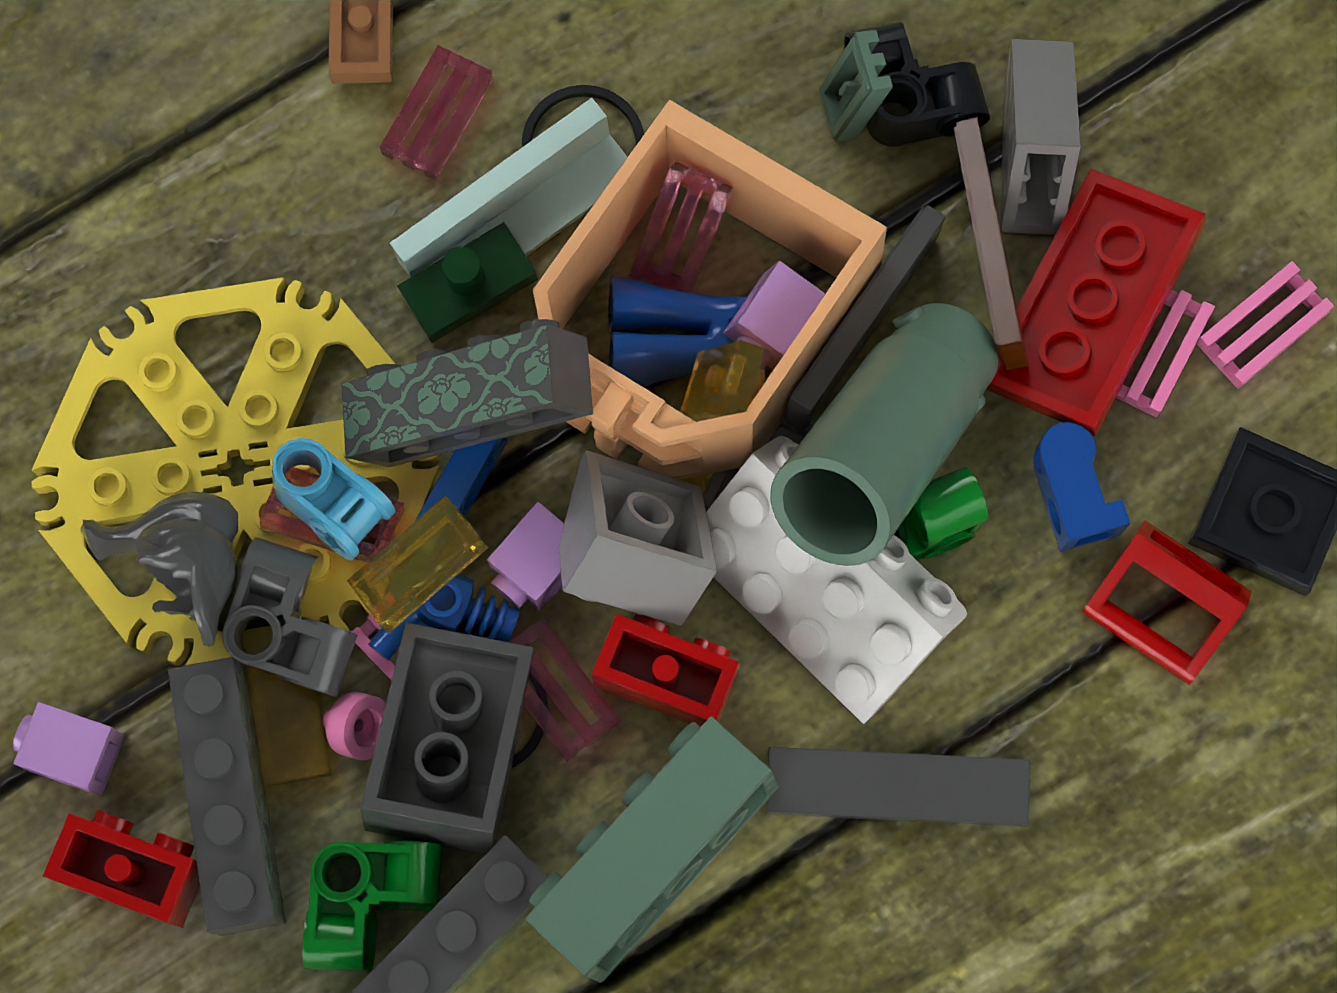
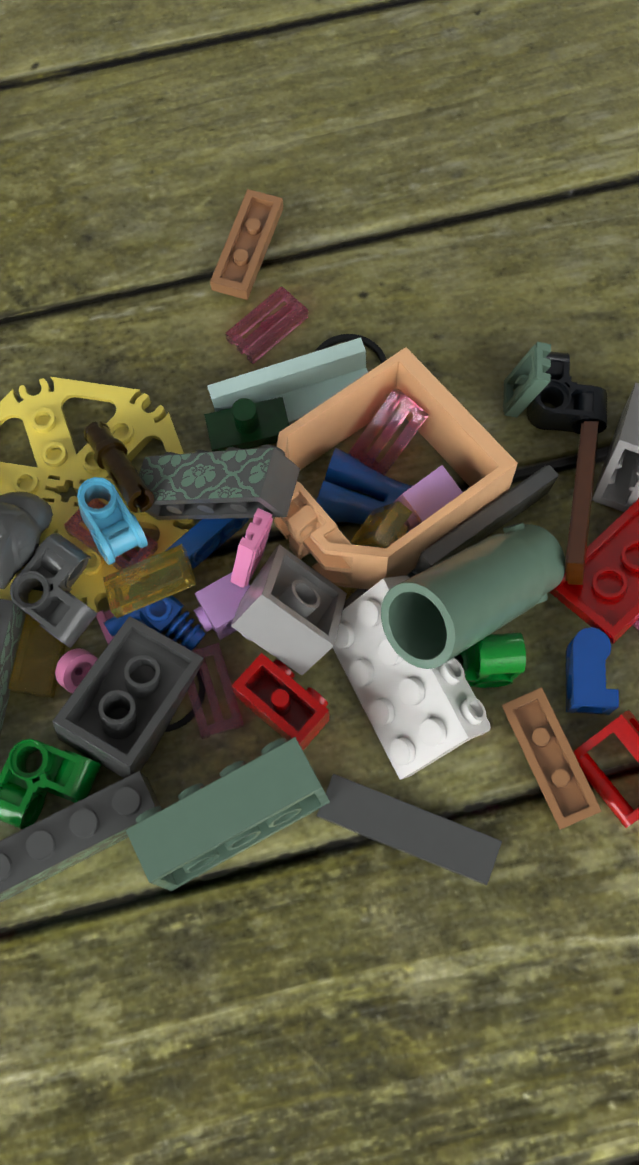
camera: 20 degrees right, 5 degrees down
(291, 398) = (112, 456): none -> dark brown pin
(554, 471) = (251, 548): none -> bright pink tile
(1060, 624) = (551, 758): none -> medium nougat plate

